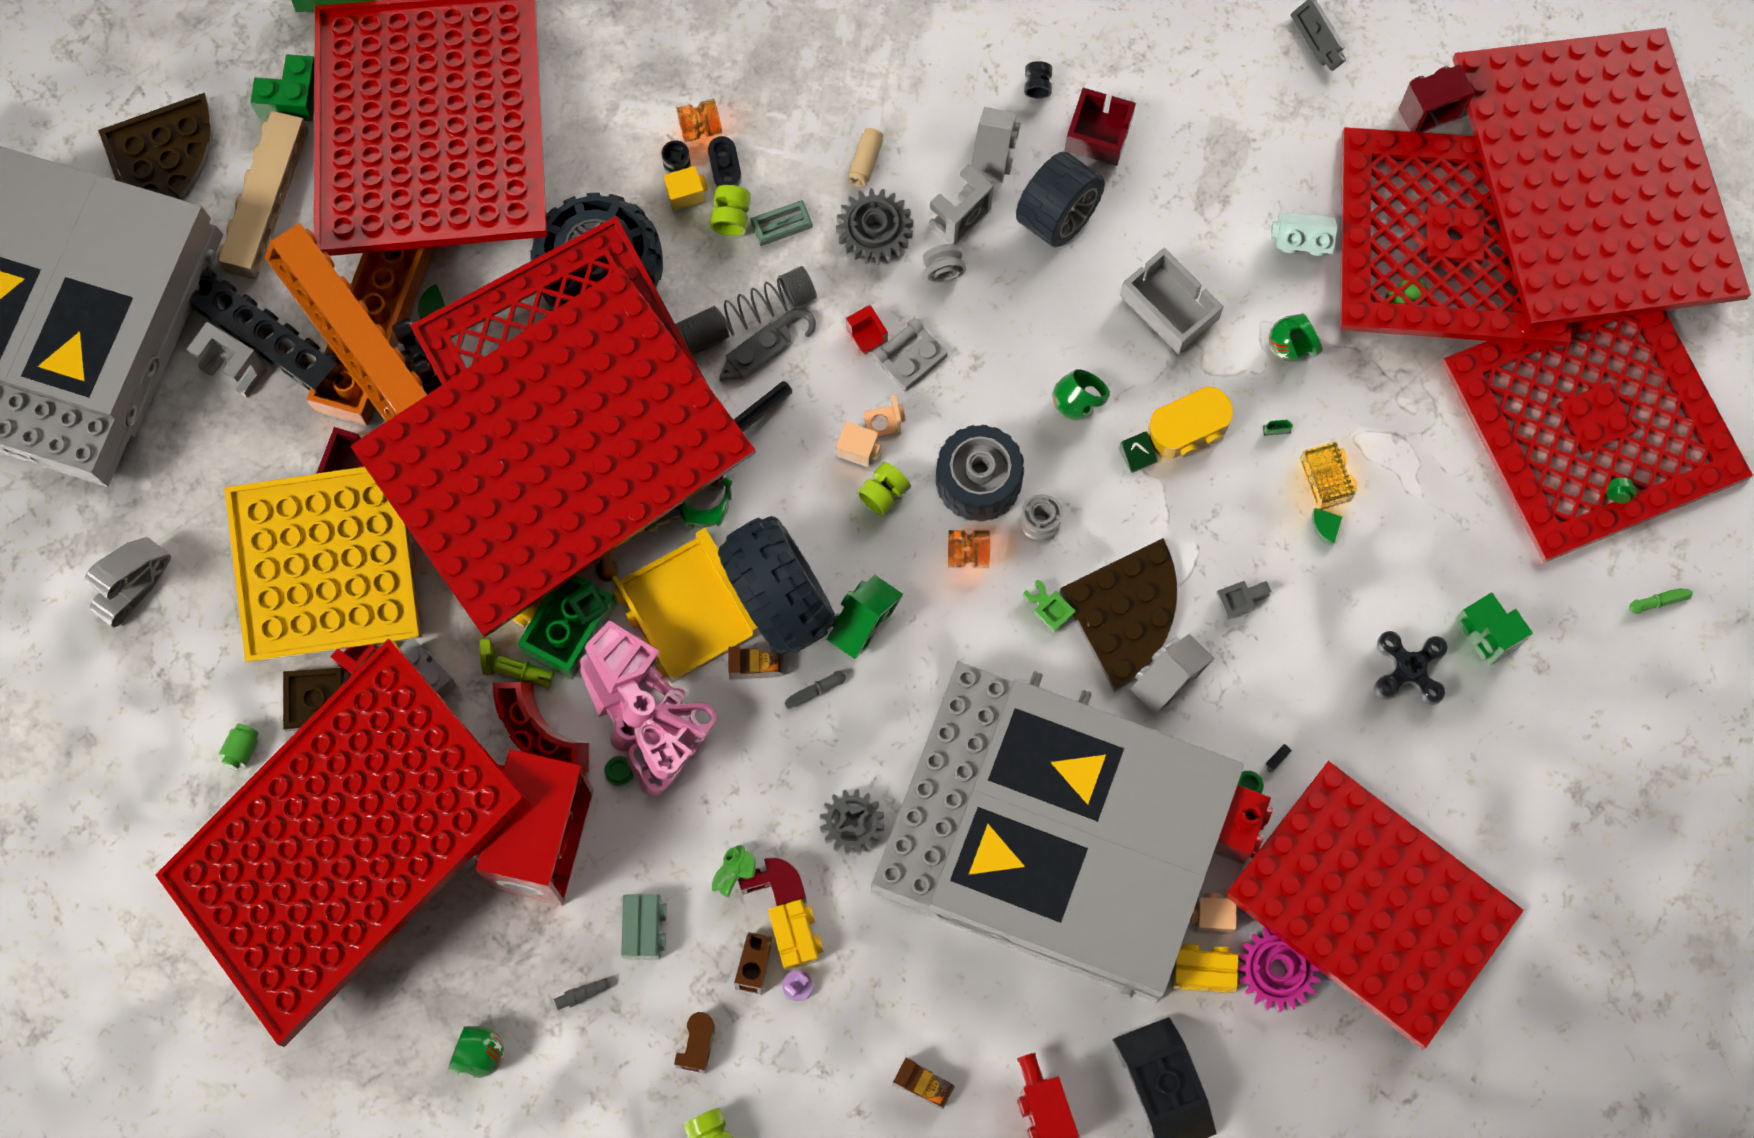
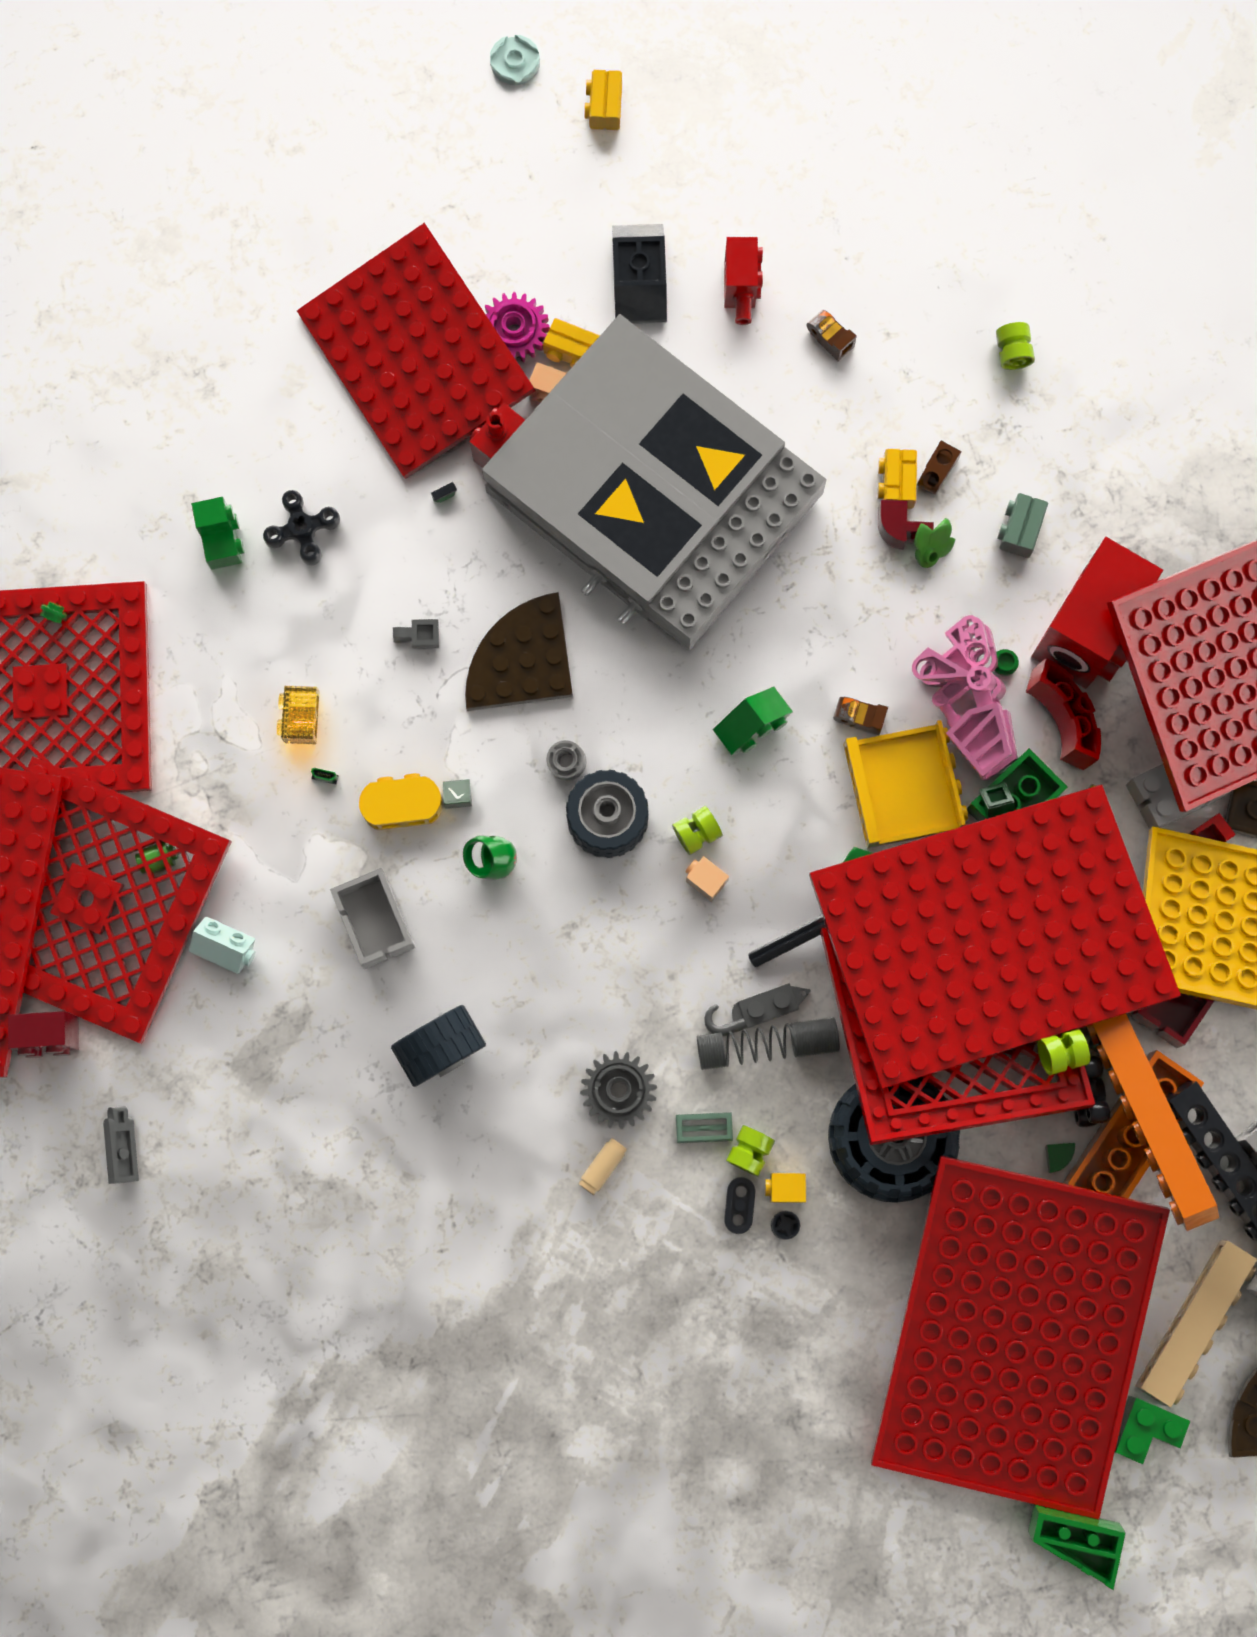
camera: 160 degrees left, 5 degrees up
(461, 352) = (1065, 1051): none -> lime wheel
(477, 1052) = (1188, 467): green helmet -> none
(523, 671) = (1066, 774): lime axle -> none
(580, 994) = (1088, 491): dark grey animal -> none
(699, 120) = (751, 1257): clear orange wheel -> none
(699, 1044) = (999, 426): reddish brown leg -> none
(776, 585) = (826, 753): black wheel -> none
(797, 985) = (907, 439): lavender plate -> none
(813, 690) = (815, 678): dark grey piece -> none
(844, 811) = (831, 549): dark grey gear -> none
(866, 329) = (661, 989): red panel -> none
(894, 415) = (663, 896): light nougat bracket -> none
(915, 361) = (624, 947): light grey plate -> none
(944, 263) = (567, 1028): light grey wheel -> none
(957, 221) = (528, 1069): light grey panel -> none
(979, 548) = (640, 751): clear orange wheel -> none
(994, 138) = (476, 1132): light grey brick -> none
(1038, 81) = (408, 1190): black wheel -> none
(1051, 609) = (587, 677): bright green plate -> none
(1096, 132) = (372, 1116): dark red piece -> none
(1172, 671) = (504, 583): light grey brick -> none
(1251, 781) = (474, 479): green plate -> none
(1294, 338) = (277, 849): green helmet -> none
(1326, 525) = (318, 675): green tile -> none
(1662, 599) = (64, 518): bright green piece -> none

